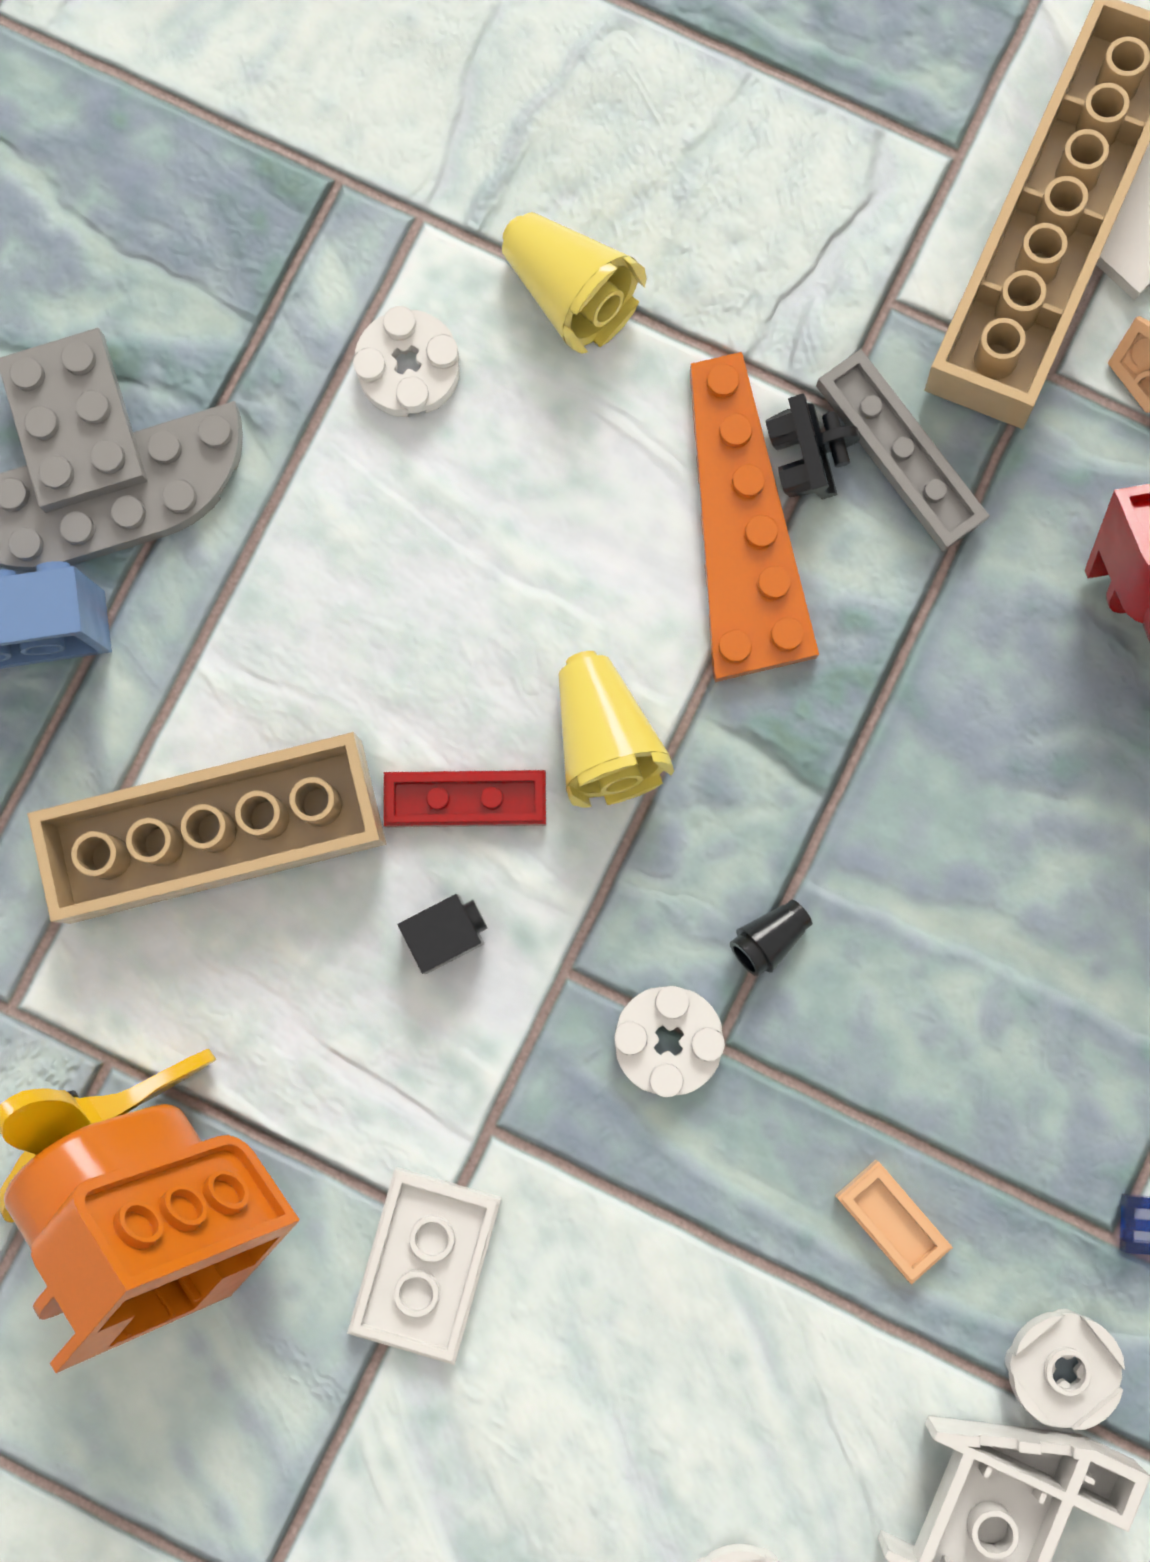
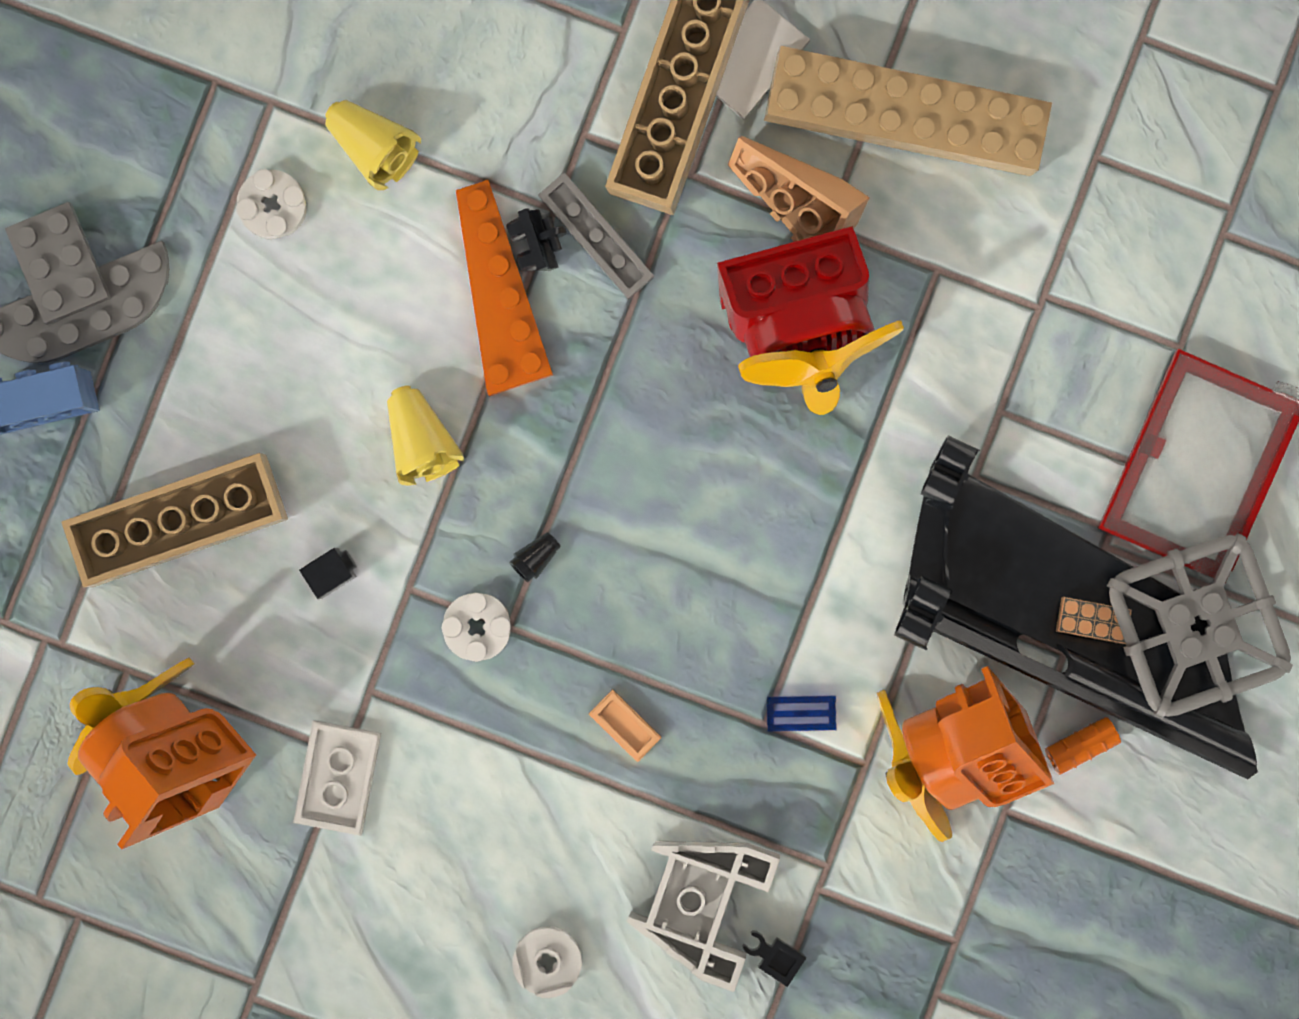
camera: 10 degrees left, 5 degrees up
(465, 798) = (335, 486): red tile -> none
(1098, 1373) = (755, 805): white plate -> none

